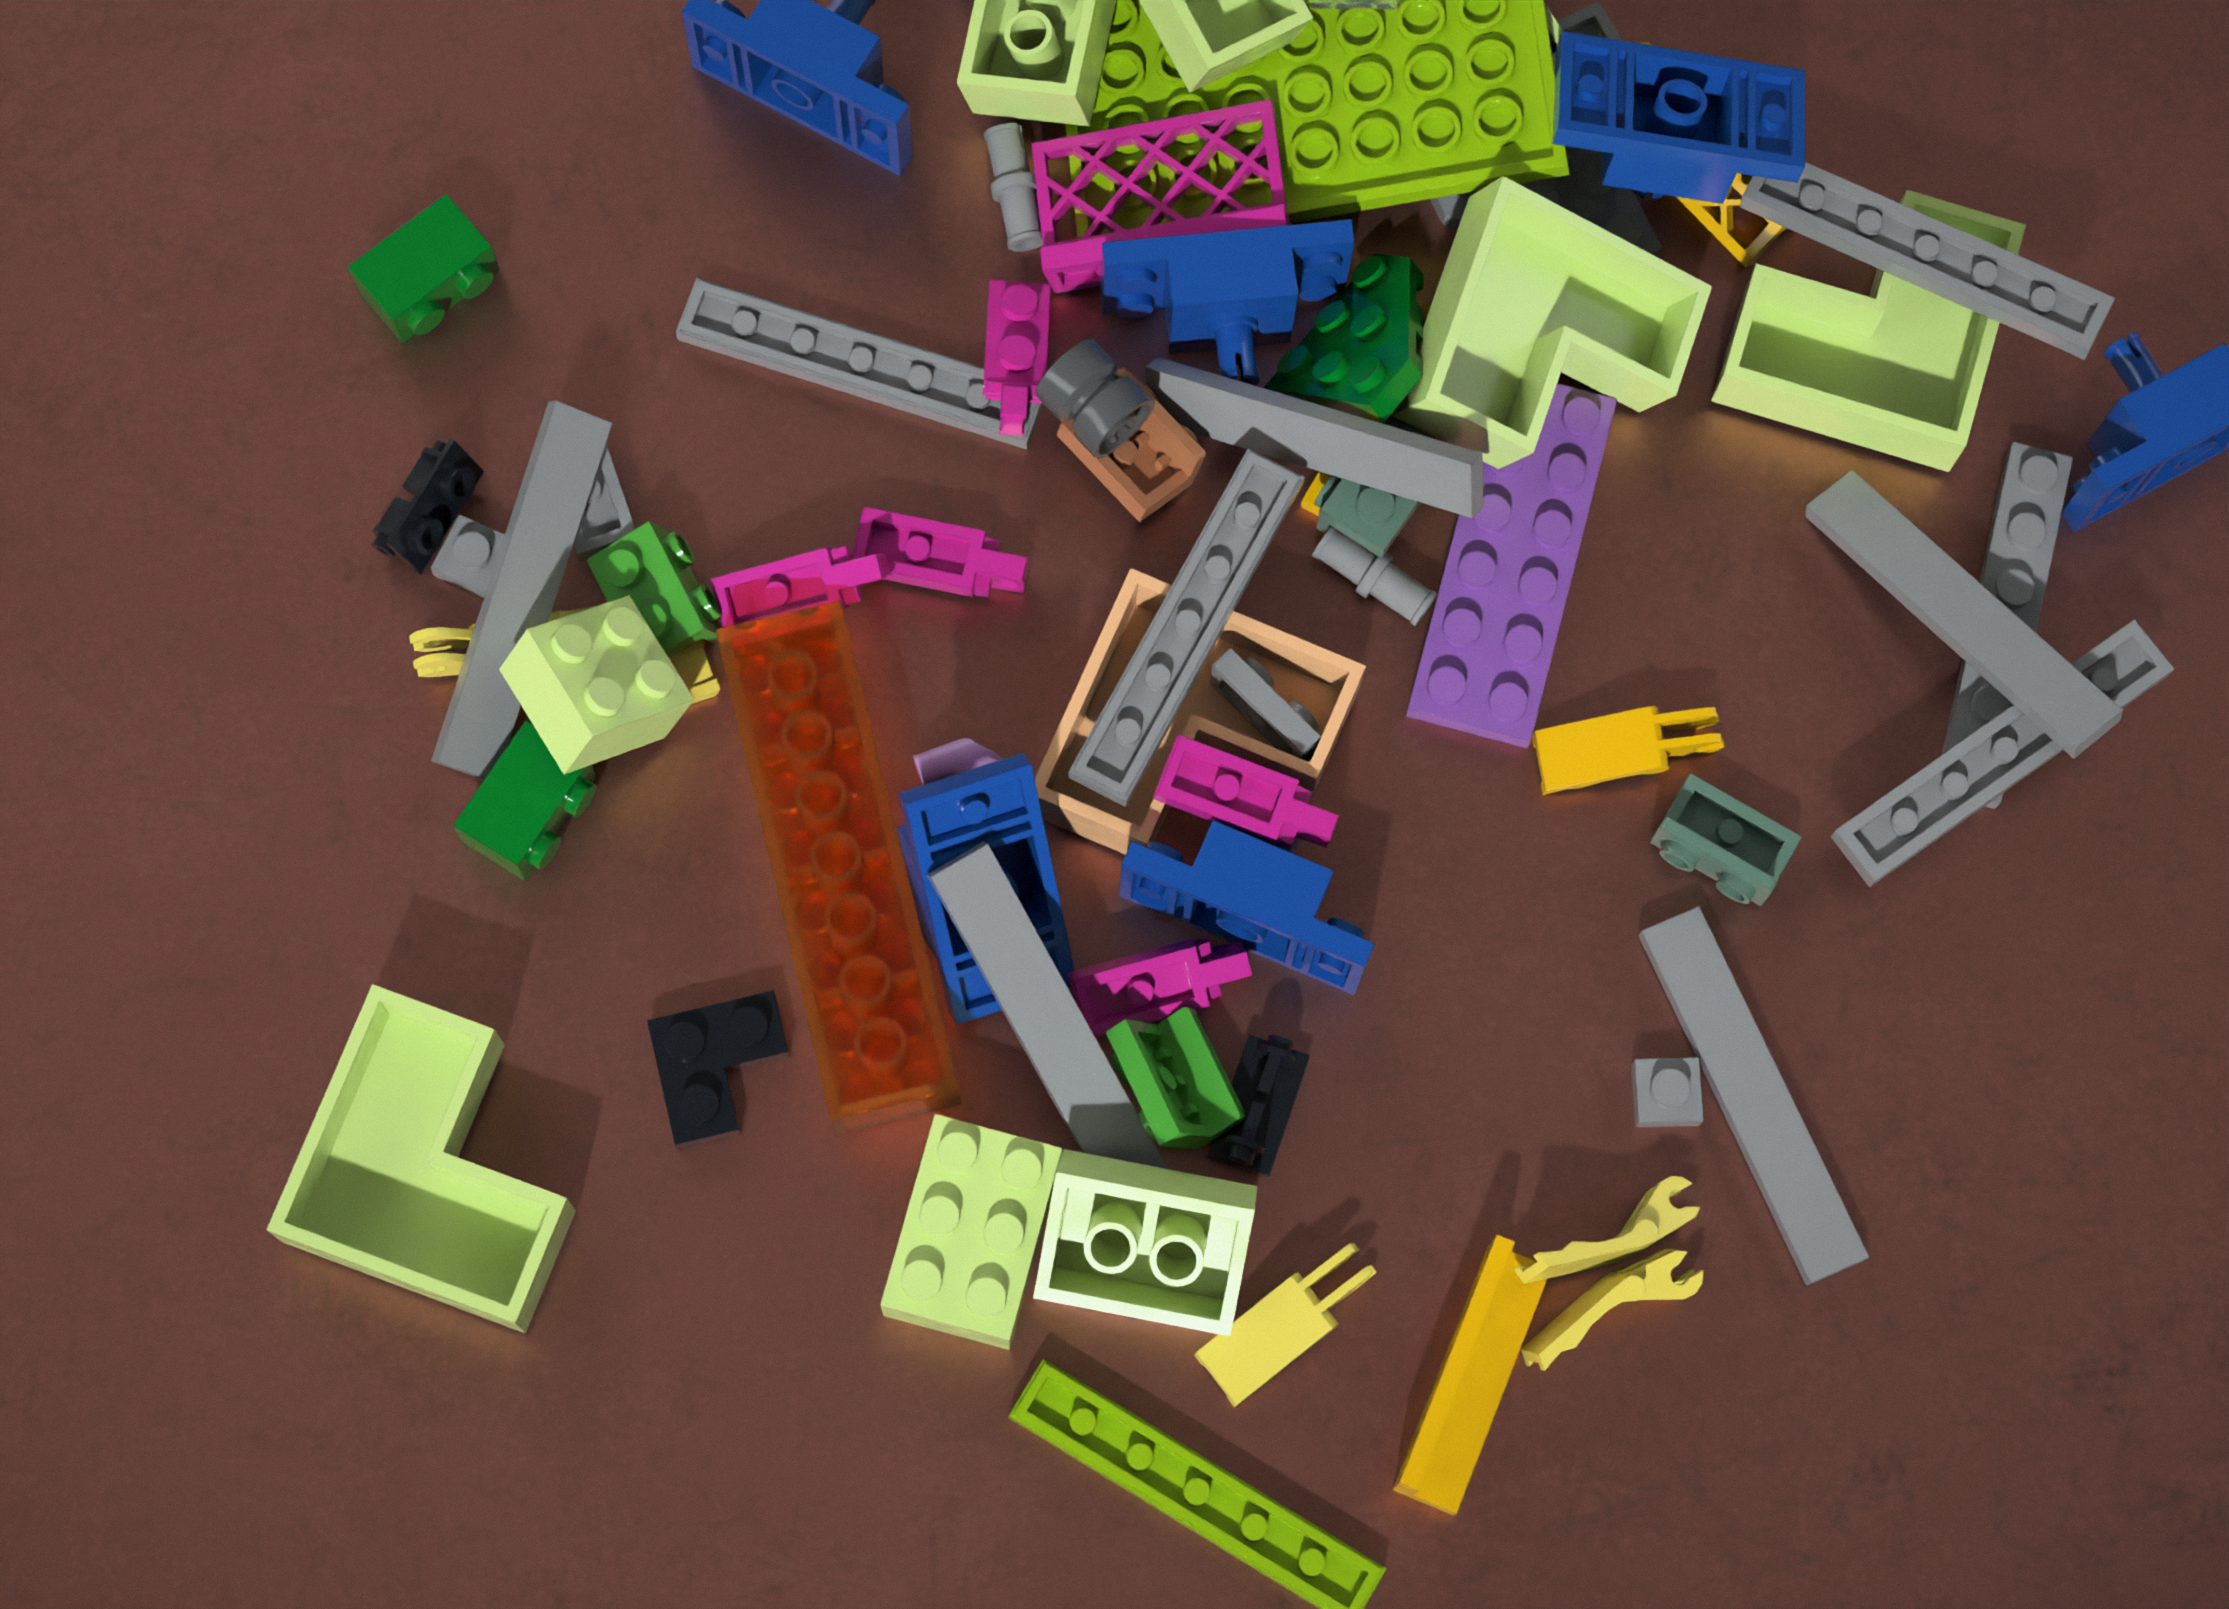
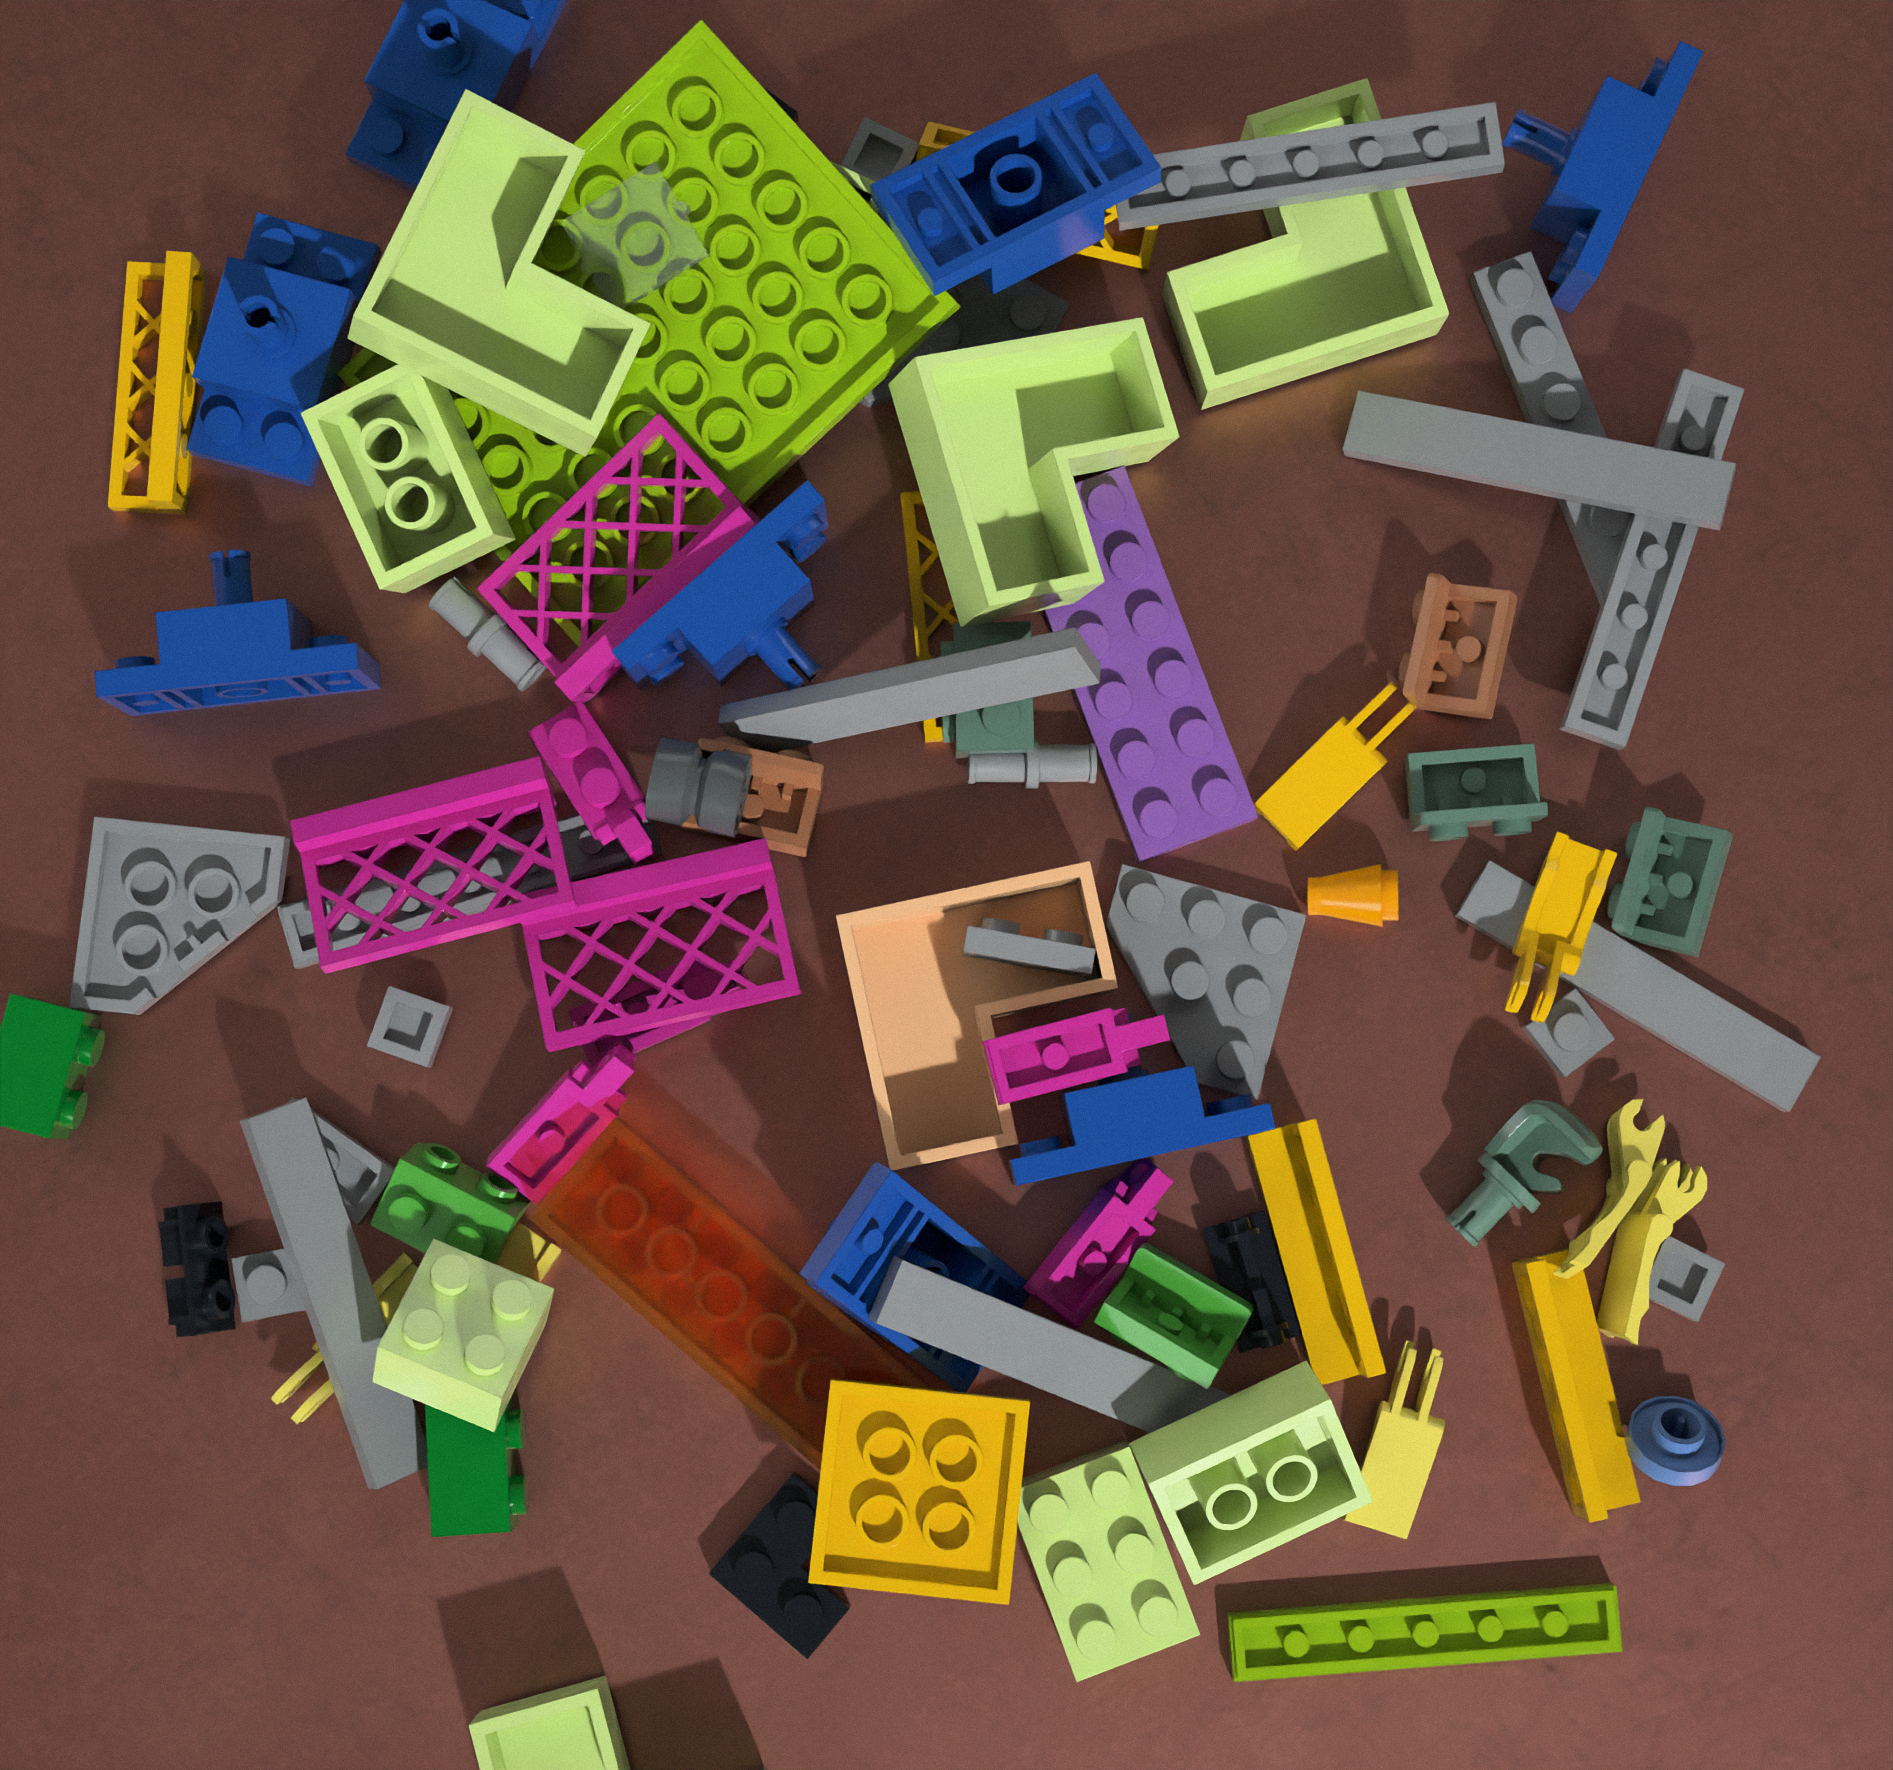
camera: 35 degrees left, 10 degrees up
(613, 218) = (166, 905): none -> light grey plate
(731, 436) = (409, 1027): none -> light grey plate
(861, 289) = (411, 819): none -> dark pink fence
(866, 1050) = (919, 1491): none -> yellow plate
(952, 759) = (809, 1164): lavender arm -> none
(1003, 466) = (651, 891): none -> dark pink fence
(1186, 628) = (920, 935): light grey tile -> none
(1326, 1117) = (1315, 1252): none -> yellow fence
(1361, 344) = (885, 577): green plate -> none
(1403, 833) = (1211, 969): none -> light grey plate
(1521, 1479) = (1675, 1440): none -> medium blue plate
(1548, 1158) = (1513, 1162): none -> sand green piece
(1568, 858) = (1356, 895): none -> light orange cone
(1620, 1352) = (1683, 1278): none -> light grey plate
(1725, 987) = (1558, 919): none -> yellow arm
(1790, 719) = (1457, 647): none -> nougat bracket
(1837, 1024) = (1669, 882): none -> sand green bracket

